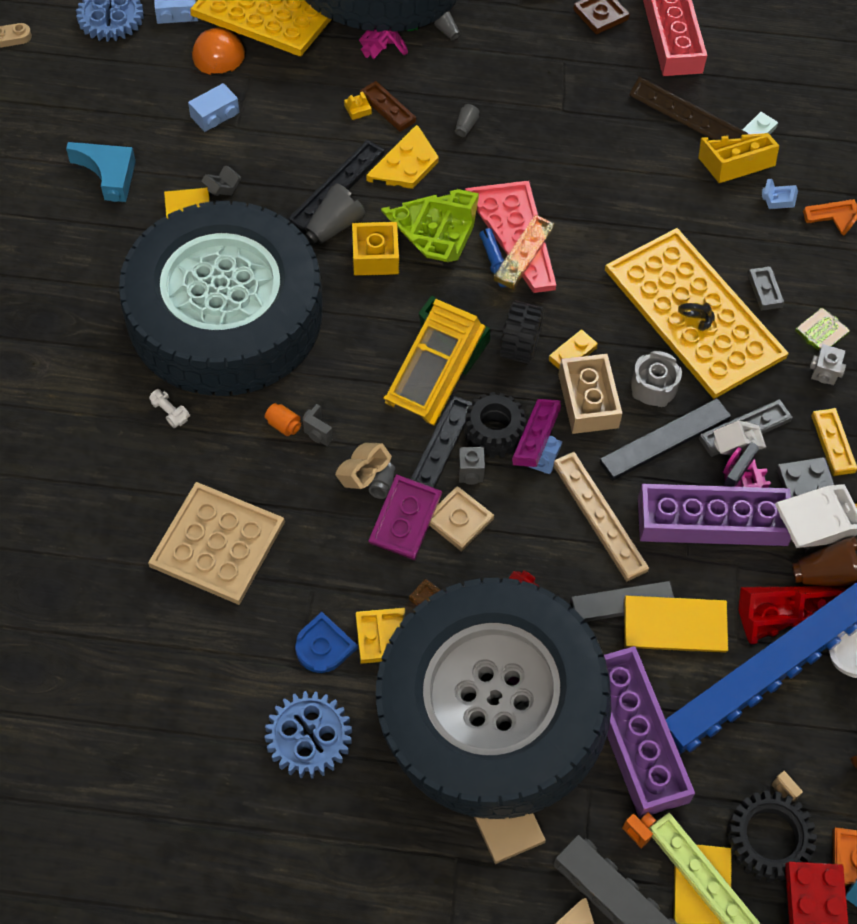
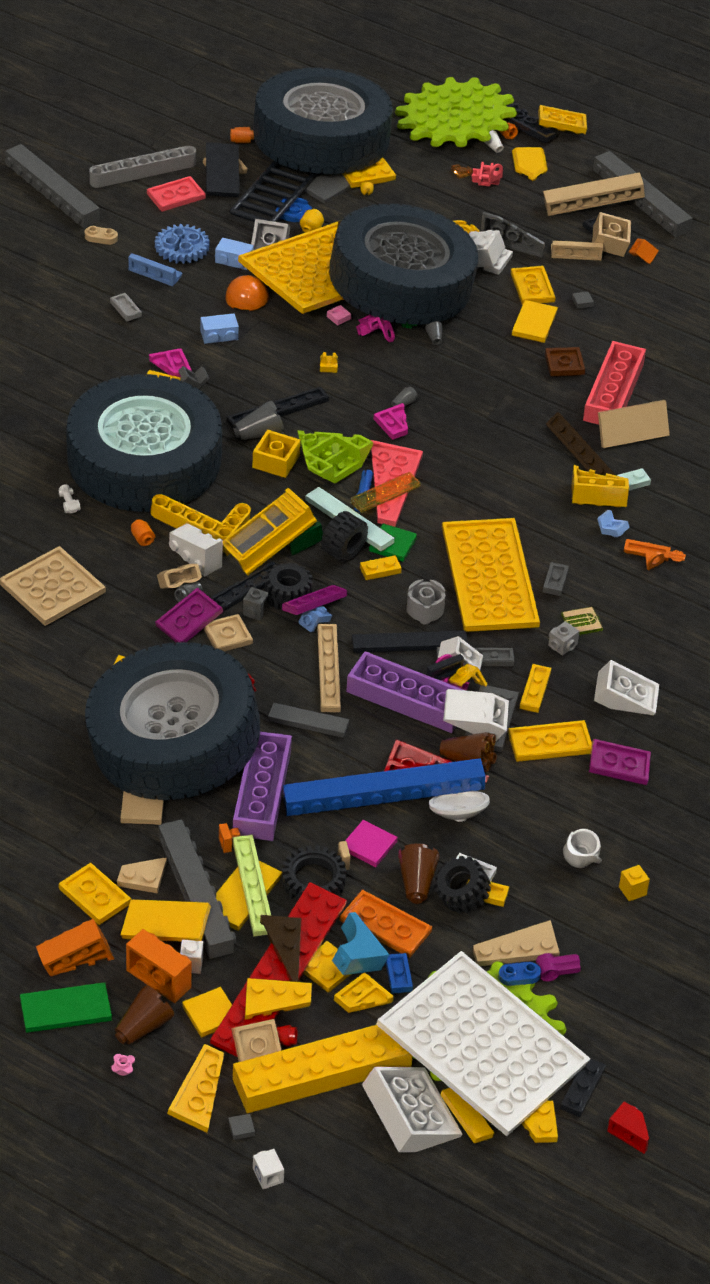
camera: 25 degrees right, 15 degrees down
(91, 118) = (125, 307): none -> light grey plate
(95, 58) = (153, 270): none -> medium blue panel
(110, 163) = (121, 340): dark azure arch -> none
(183, 171) = (170, 361): none -> dark pink wing
(288, 747) = (29, 709): medium blue gear -> none
(315, 428) = (162, 544): dark grey bracket -> none
(323, 645) = (85, 667): blue tile -> none
(333, 41) = (338, 315): none -> bright pink plate
(345, 377) = (178, 514): none -> yellow beam
(360, 416) = (197, 548): none -> white wedge
(388, 106) = (352, 371): reddish brown tile -> none
(406, 161) = (340, 410): yellow wing -> none
(472, 154) = (393, 421): none -> dark pink wing
(499, 299) = (332, 506): none -> light aqua tile
(566, 312) = (402, 542): none -> green tile
(590, 393) = (370, 592): tan brick -> none
(675, 624) = (335, 743): yellow tile -> none
(698, 311) = (489, 572): black piece -> none
(723, 62) = (633, 423): none -> tan tile
(766, 464) = (465, 673): none -> yellow bracket
(798, 751) = (370, 843): none -> dark pink tile

